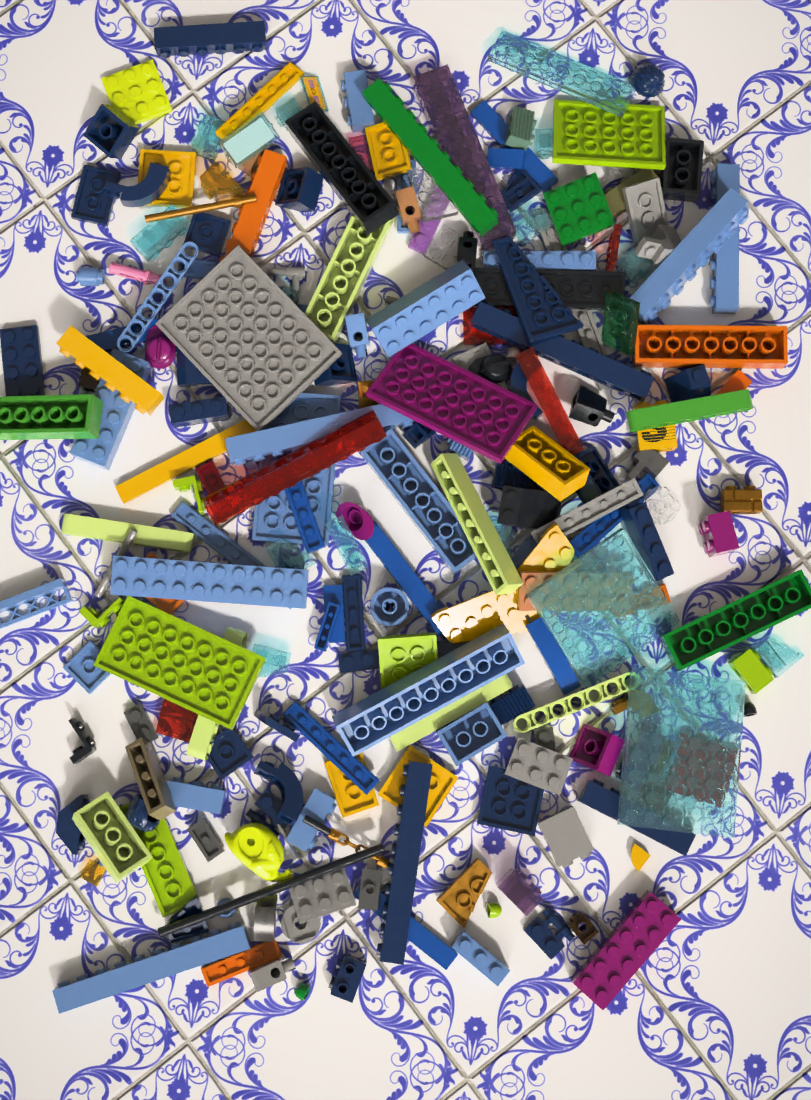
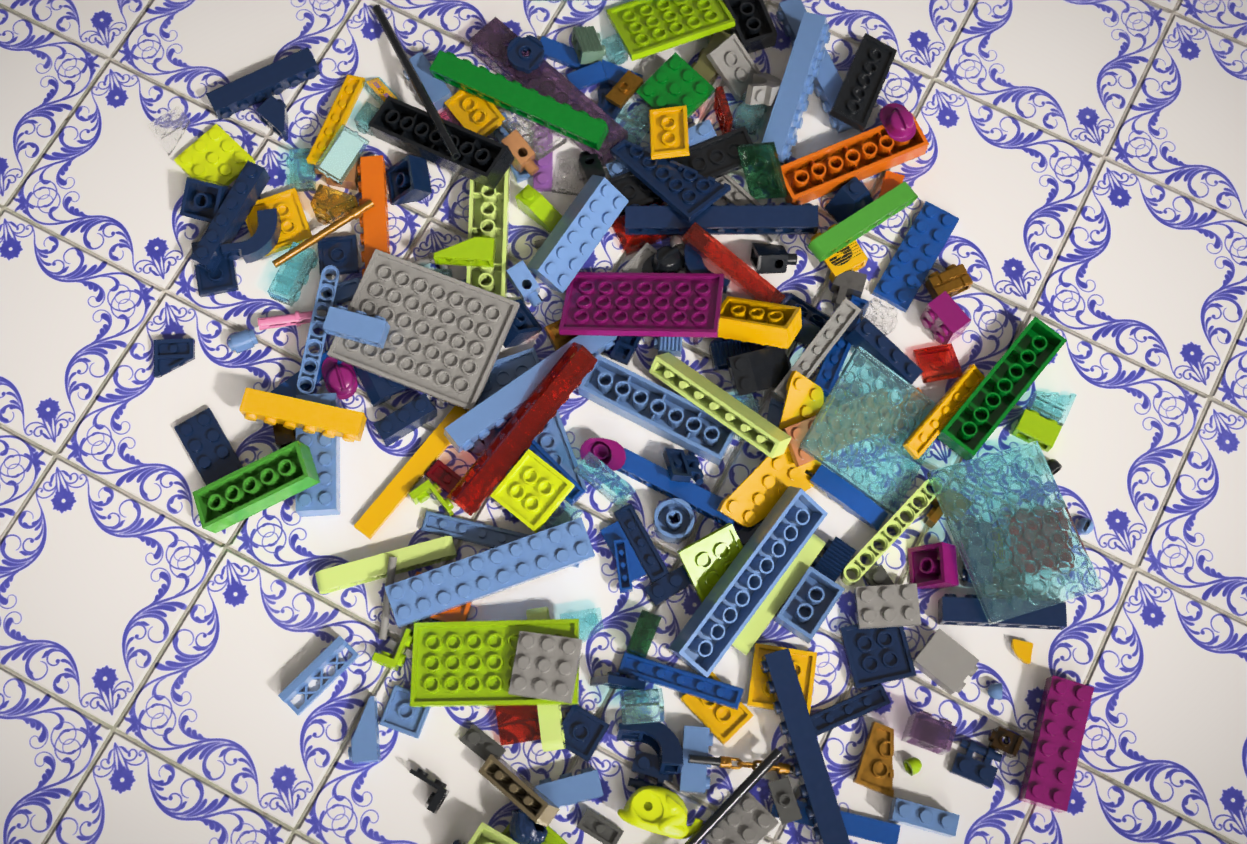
camera: 25 degrees left, 10 degrees down
(25, 262) = (172, 354): none -> dark blue wing
(46, 675) = (366, 740): none -> medium blue slope
(109, 46) = (169, 128): none -> clear wing
(126, 156) = (230, 216): none -> dark blue brick
(190, 310) = (356, 326): none -> medium blue brick
(208, 75) = (275, 116): none -> dark blue slope
(218, 686) = (545, 667): none -> light grey plate
(278, 526) = (532, 490): none -> neon yellow plate
(286, 754) = (642, 706): none -> clear light blue slope
(317, 694) = (644, 634): none -> clear green brick
(321, 285) = (472, 252): none -> lime slope
(345, 99) = (416, 82): none -> black piece
(403, 267) = (537, 208): none -> lime slope
(415, 560) = (682, 466): none -> dark blue plate
(458, 104) = (524, 44): none -> dark blue plate
(462, 837) = (849, 709): none -> dark blue tile
(533, 186) = (624, 89): none -> pearl gold plate
(552, 248) = (669, 132): none -> yellow tile
(596, 880) = (995, 691): none -> medium blue hinge
(675, 617) = (943, 412): none -> yellow tile
(692, 570) = (937, 363): none -> clear red tile
(724, 462) = (915, 256): none -> blue plate
(747, 771) = (1081, 523): none -> medium blue hinge
(757, 276) = (863, 82): none -> black plate
(769, 329) = (898, 122): none -> magenta piece

